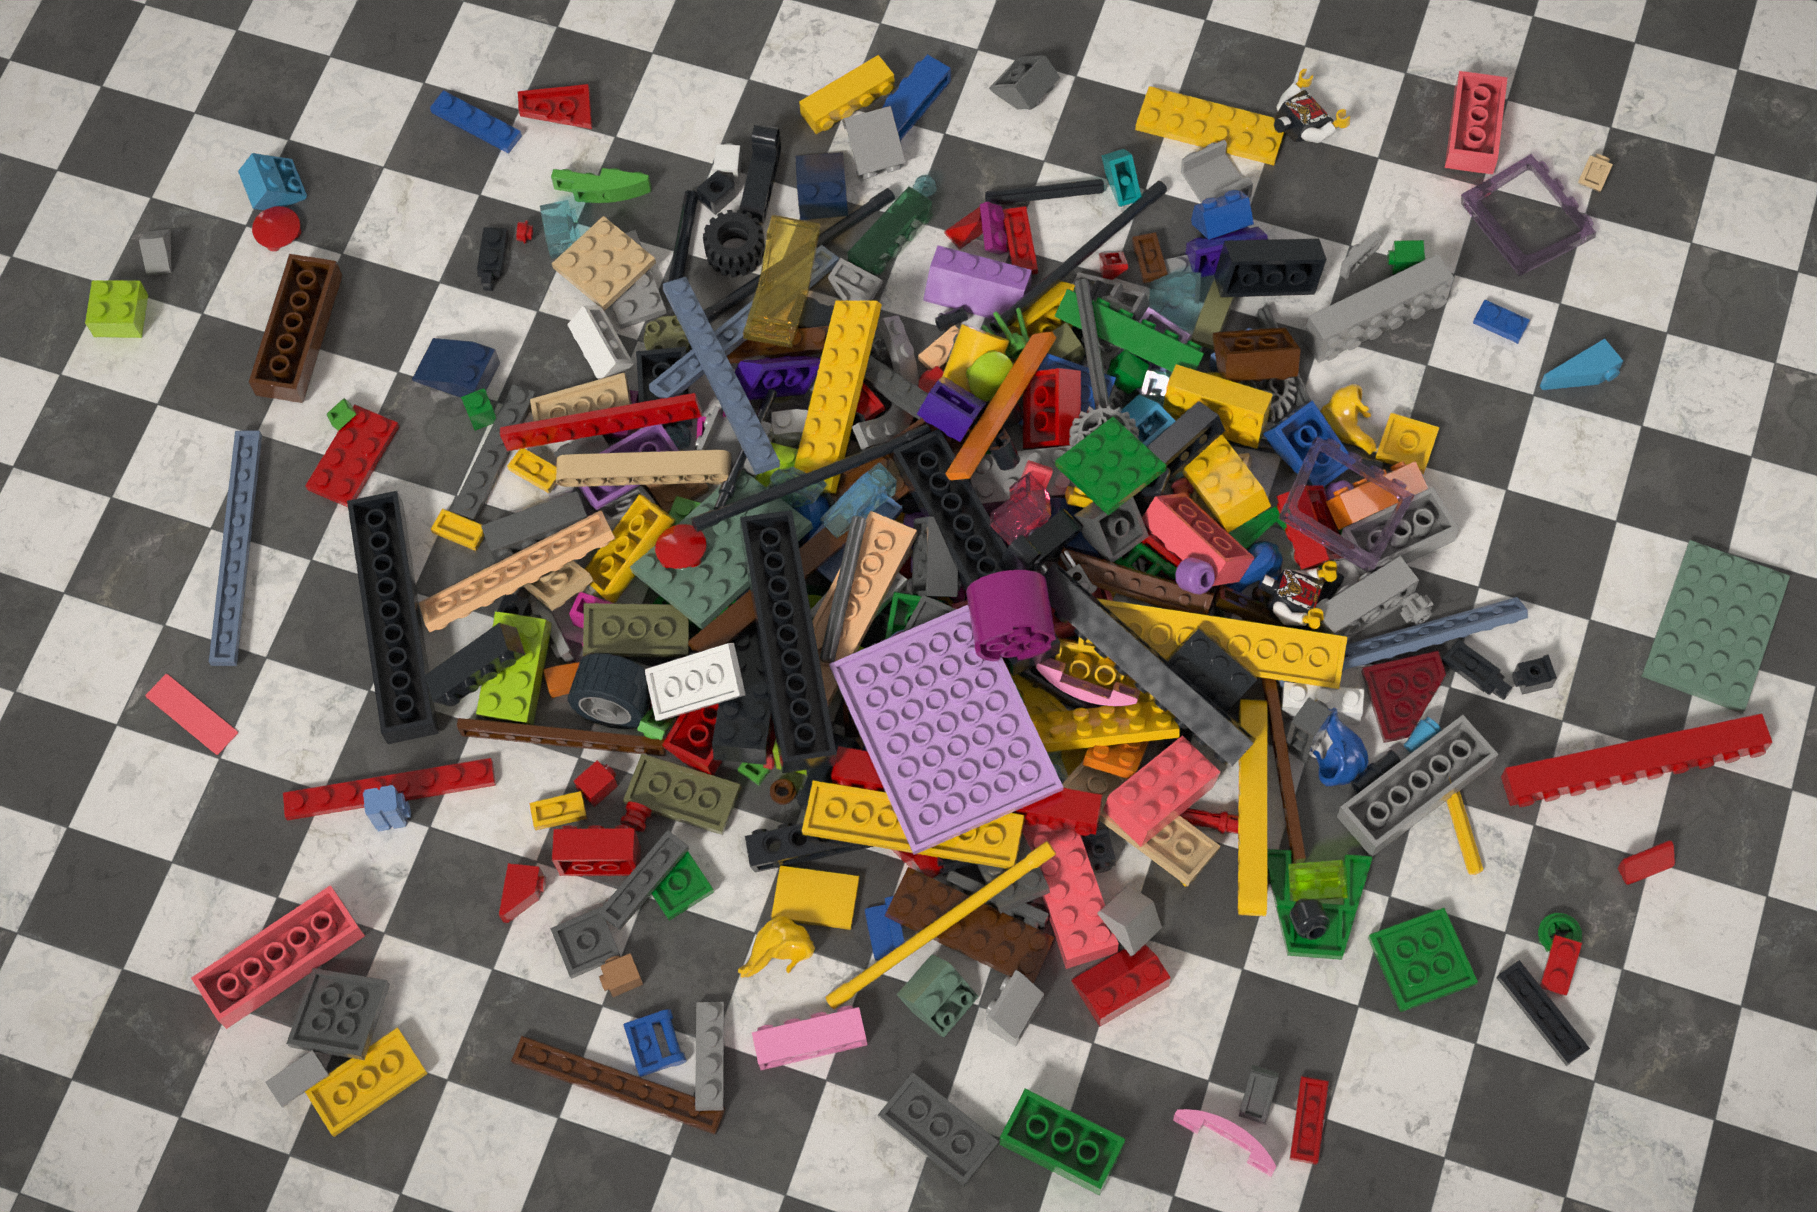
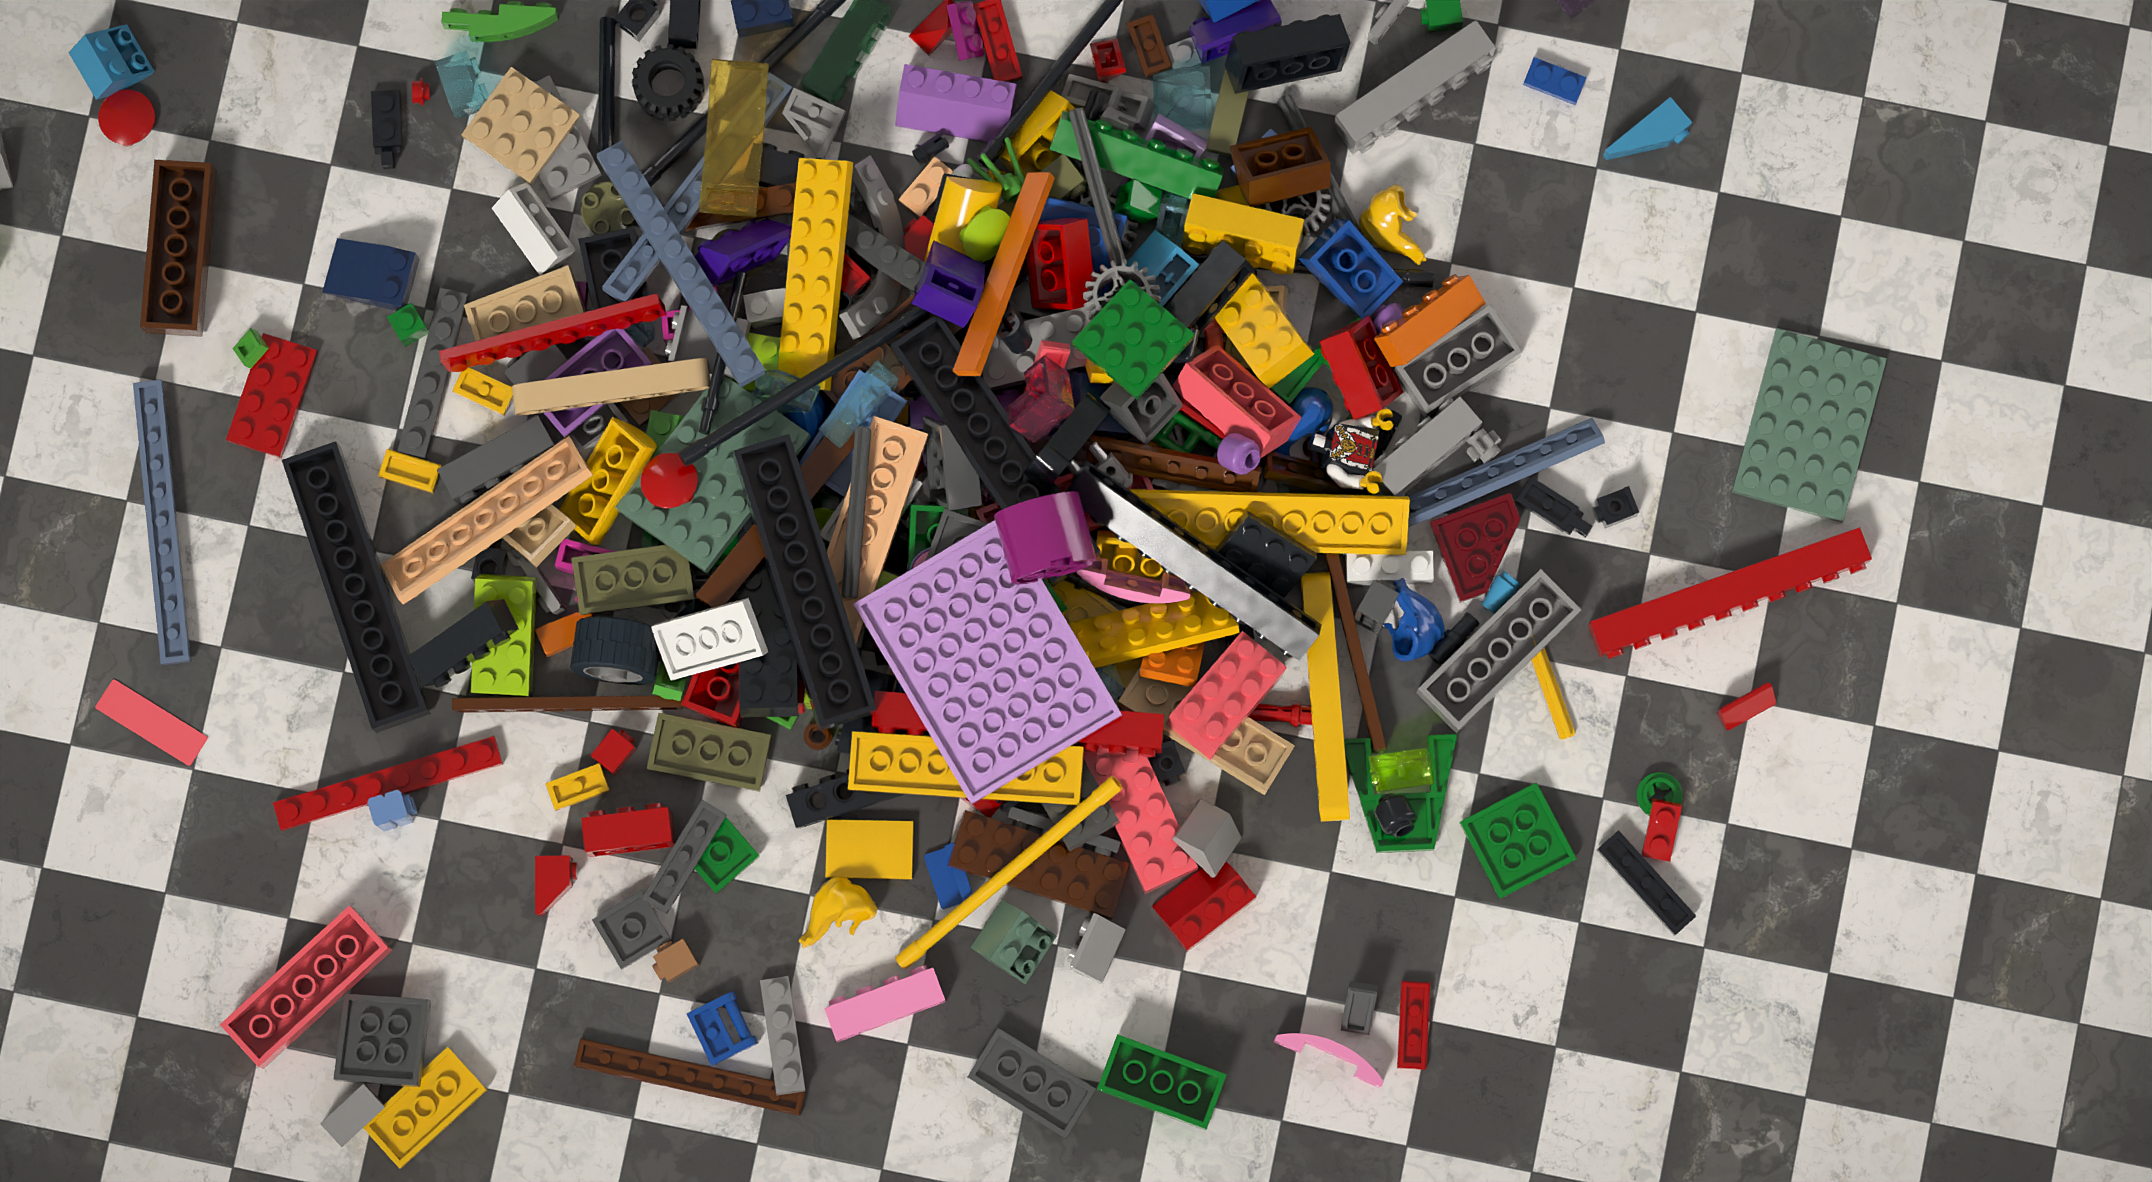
camera: 10 degrees left, 15 degrees up
(636, 816) = (663, 784): red wheel -> none
(1324, 535) = (1334, 368): clear purple windscreen -> none
(1406, 441) = (1459, 246): yellow plate -> none

